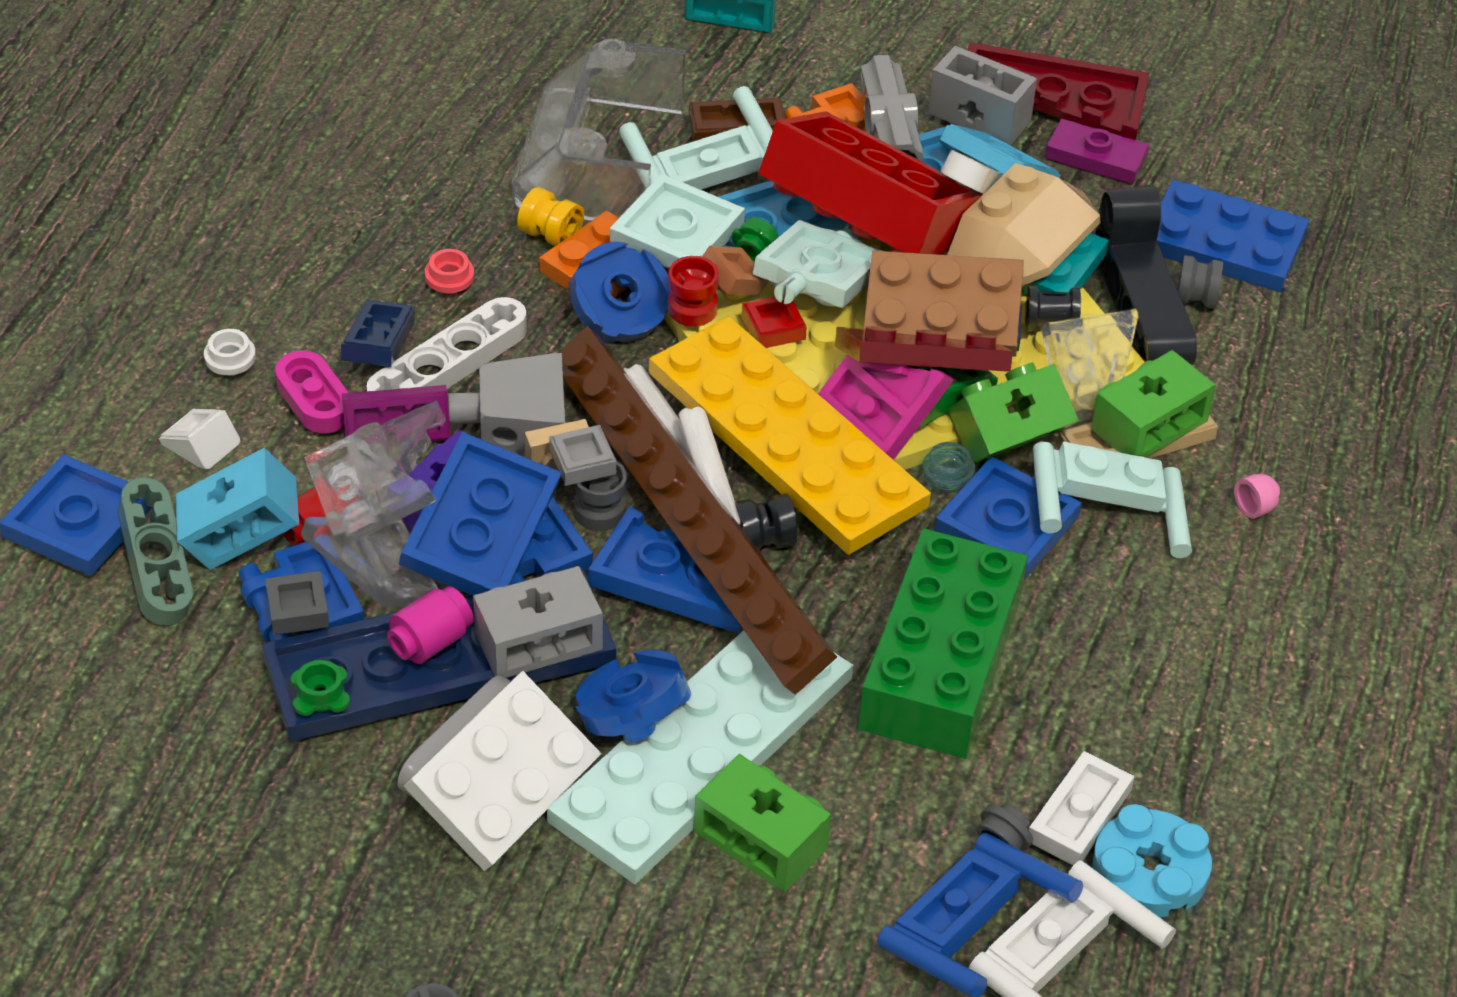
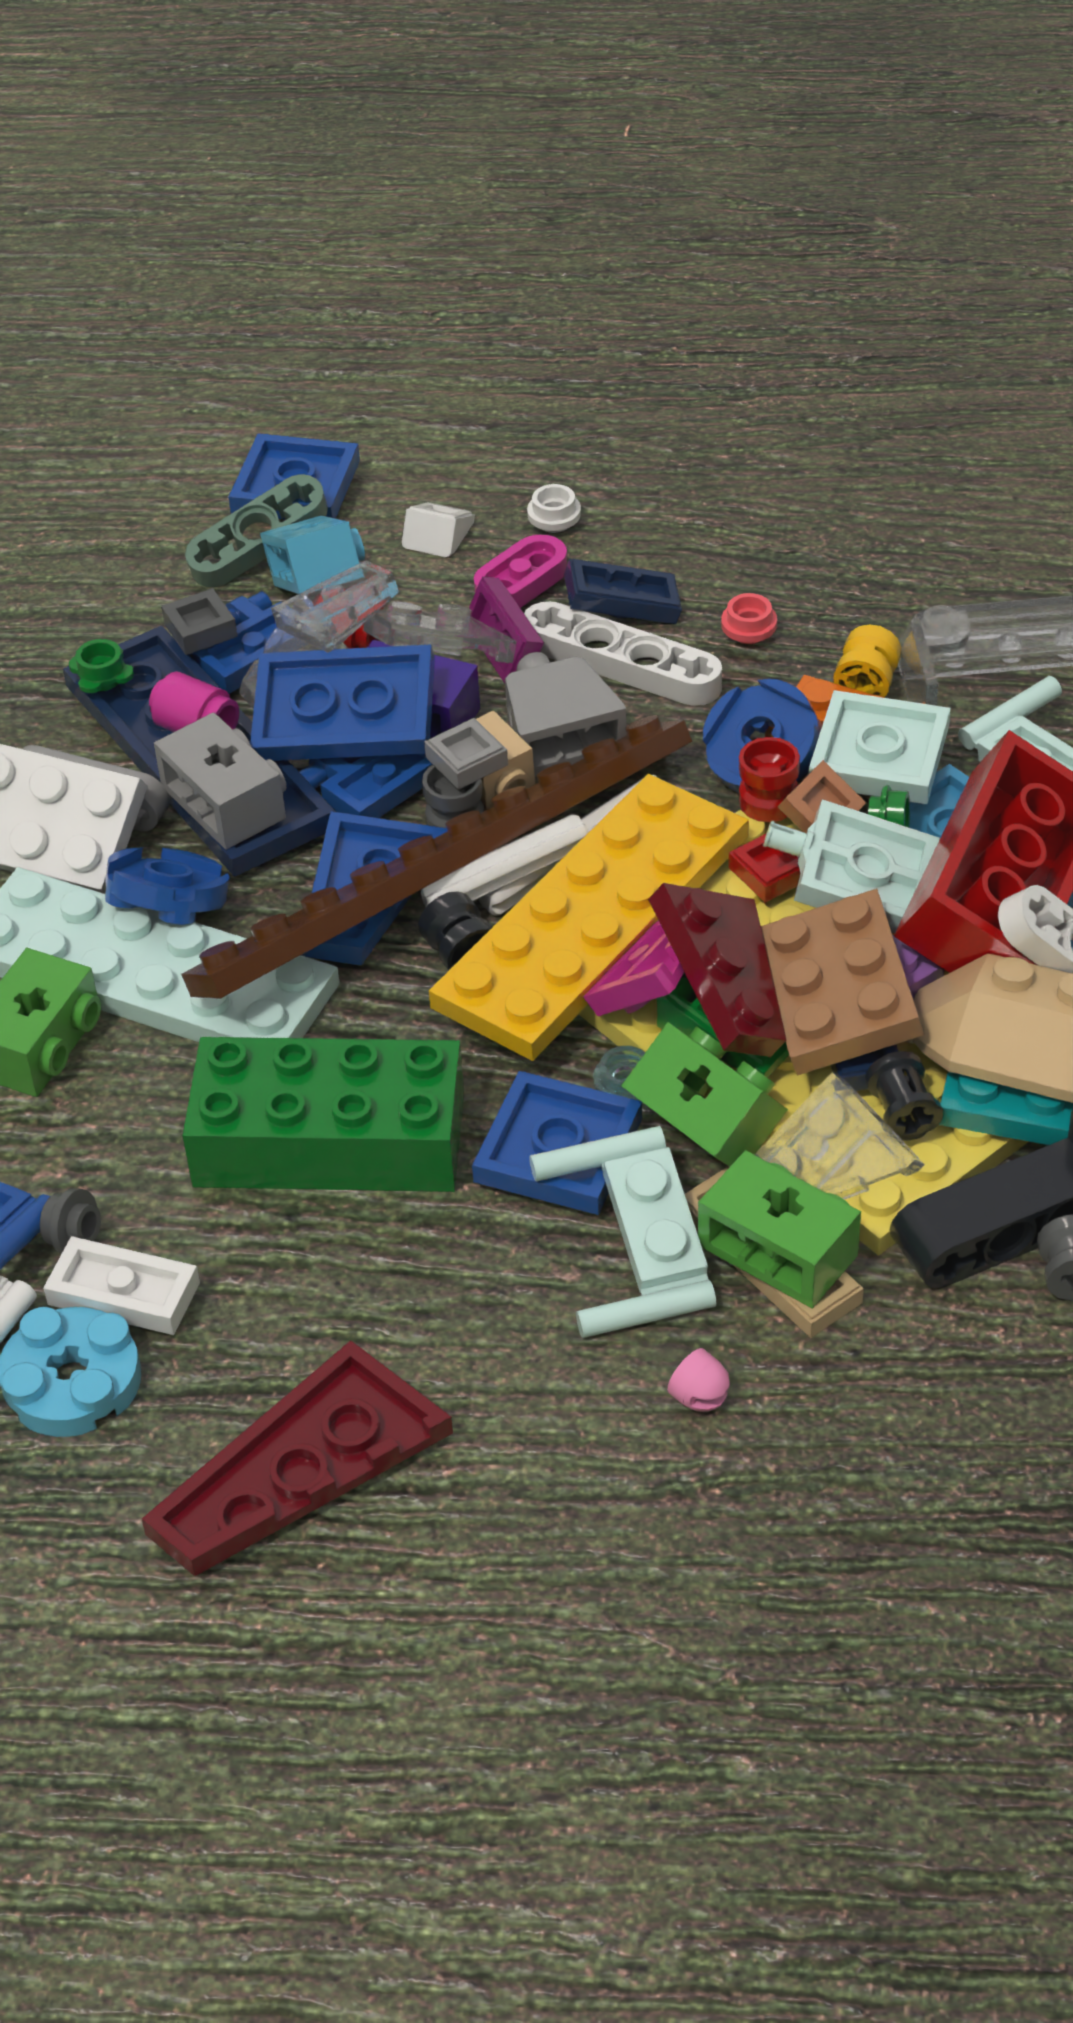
camera: 80 degrees right, 0 degrees up
(1270, 721) = (304, 1452): none -> dark red wing

